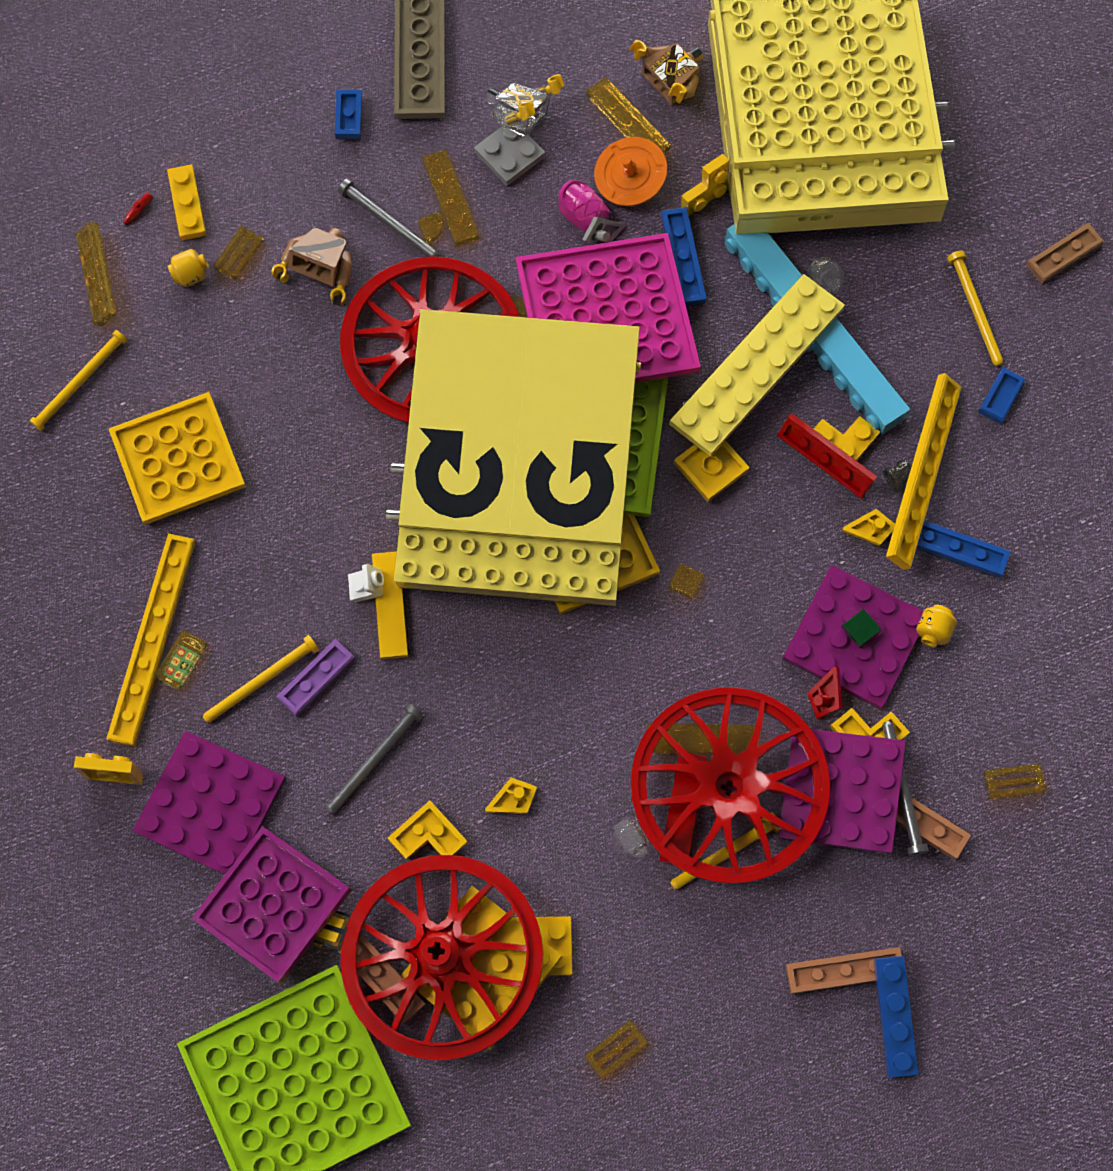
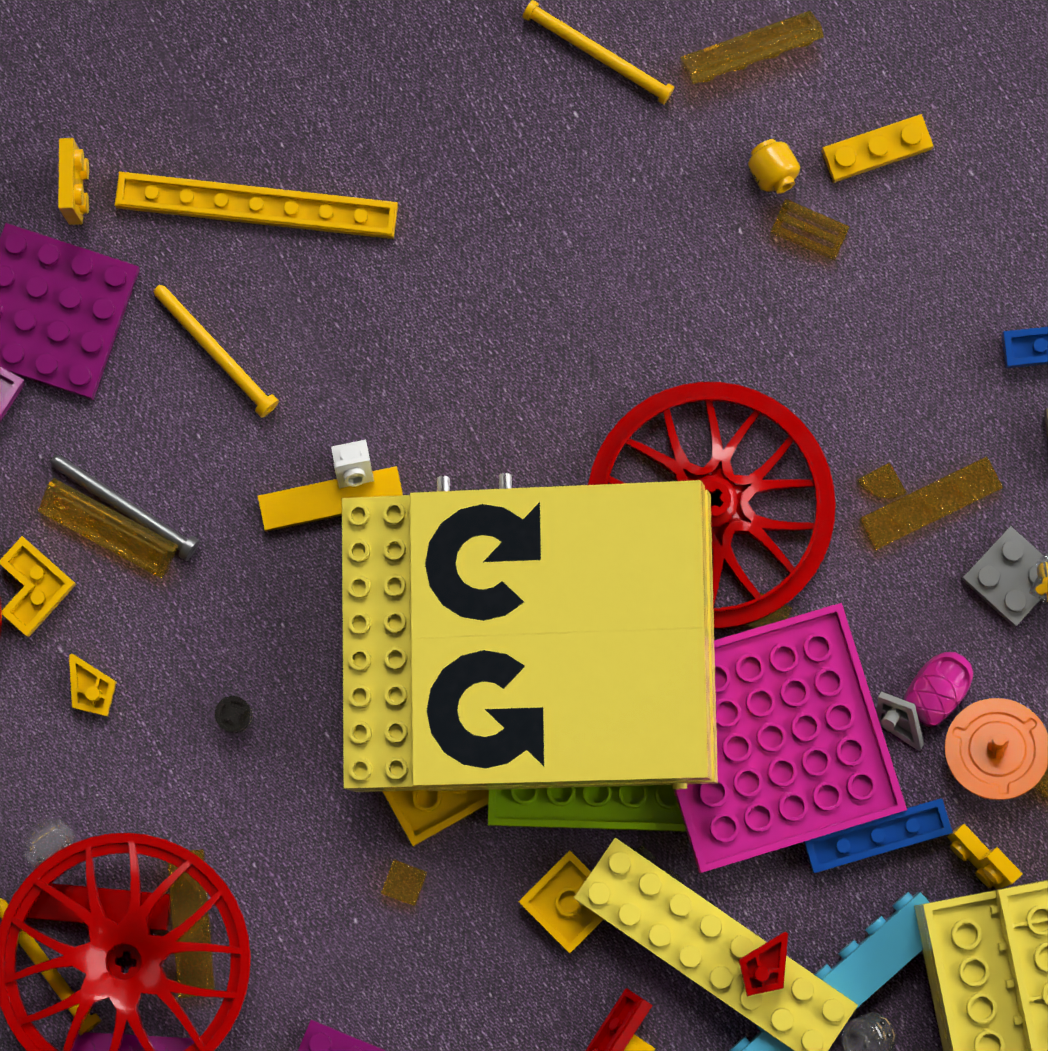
camera: 85 degrees right, 10 degrees up
(138, 207) = (860, 85): red helmet -> none
(176, 458) = (502, 196): yellow plate -> none
(180, 660) = (231, 246): clear yellow tile -> none
(315, 678) = (225, 418): medium lavender tile -> none
(319, 257) = (809, 338): medium nougat torso -> none
(346, 188) = (923, 361): flat silver bar -> none
(390, 772) = (107, 528): none -> clear yellow plate
(545, 685) = (230, 709): none -> clear smoke wheel
(772, 325) = (765, 966): none -> red piece

